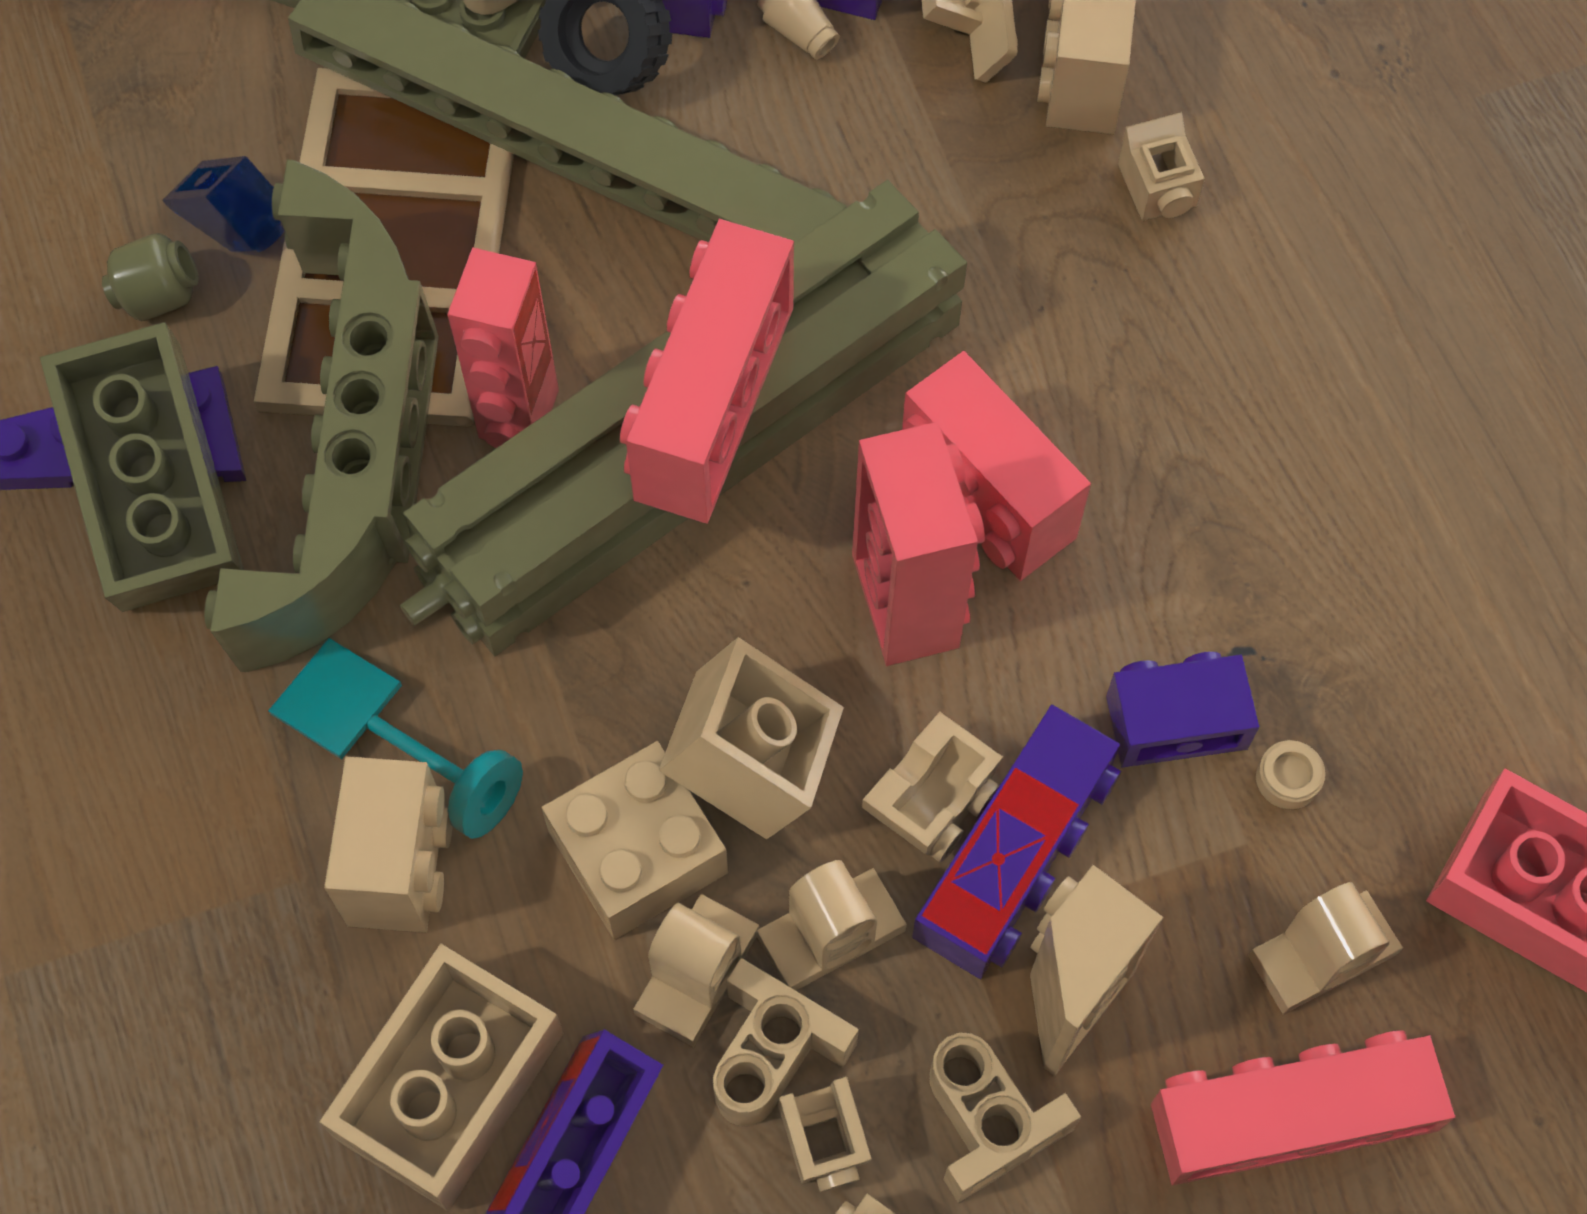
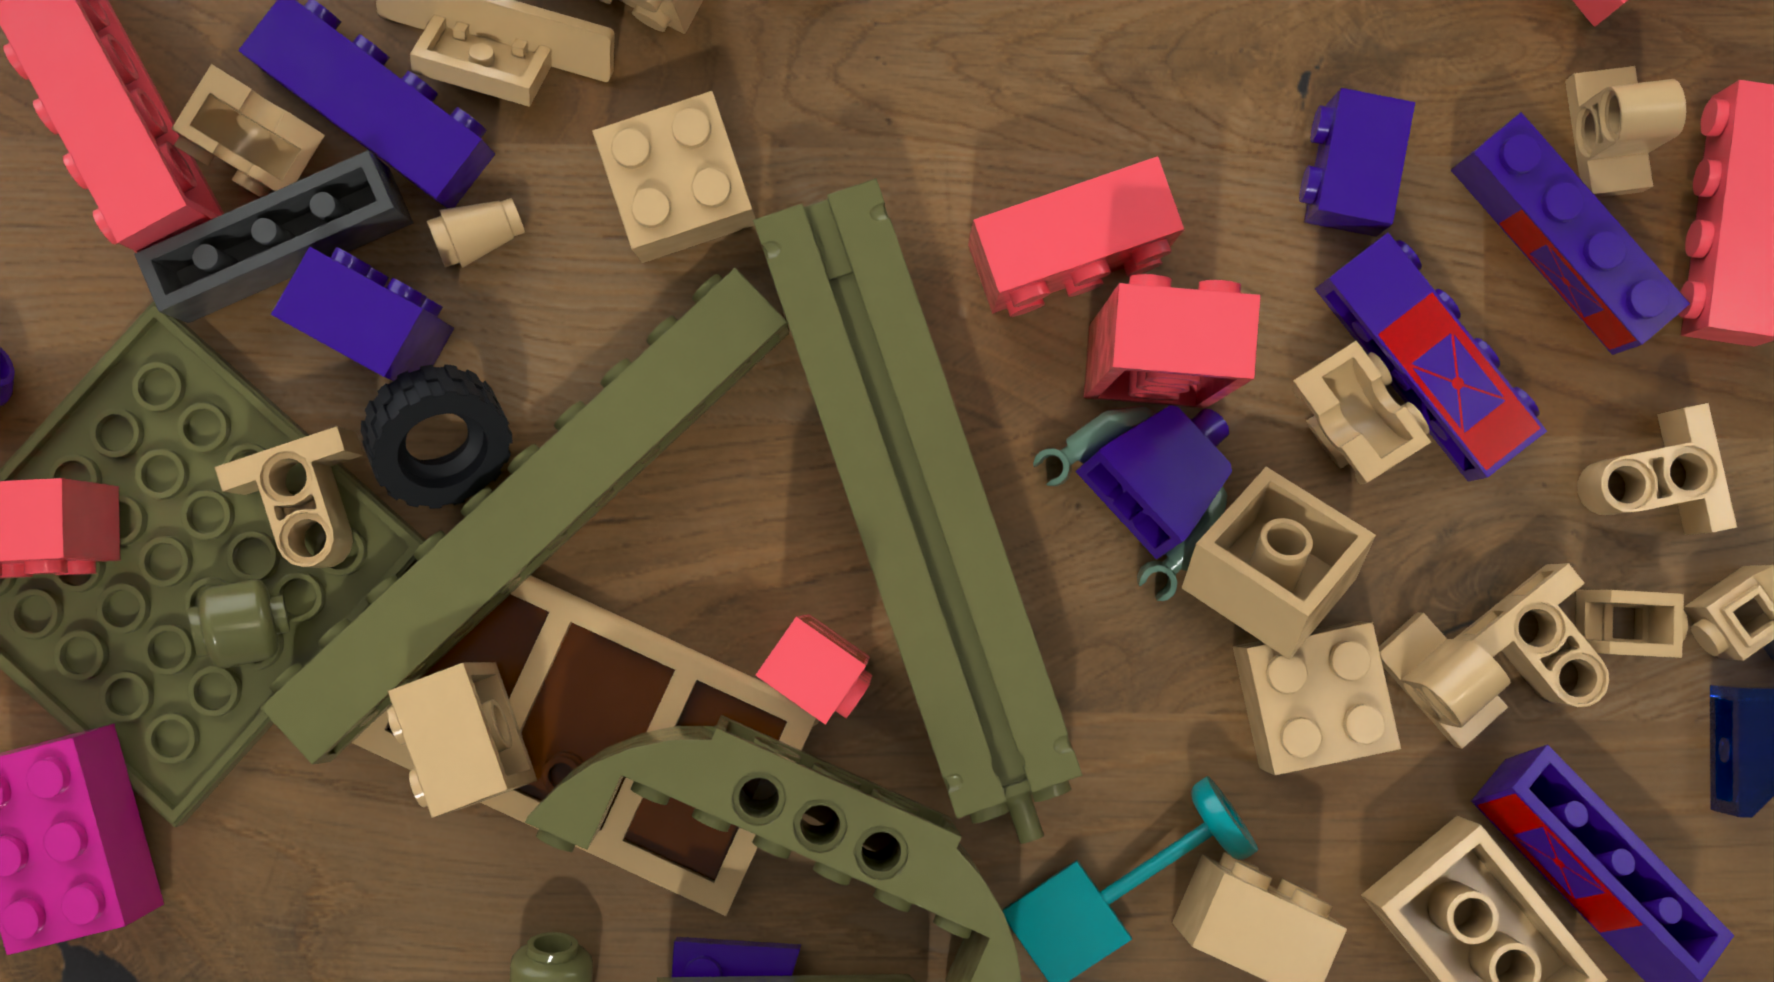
camera: 65 degrees left, 20 degrees up
(228, 203) = (490, 882): clear blue slope -> none
(350, 116) = (459, 737): none -> tan brick
(709, 370) = (945, 474): coral brick -> none
(802, 612) = (1155, 476): none -> dark purple torso
(829, 923) = (1452, 549): tan tile -> none
(913, 136) = (674, 177): none -> tan brick
(1085, 958) = (1607, 350): tan slope -> none
(1197, 932) = (1569, 236): none -> dark purple brick
(1290, 774) = (1440, 91): tan tile -> none

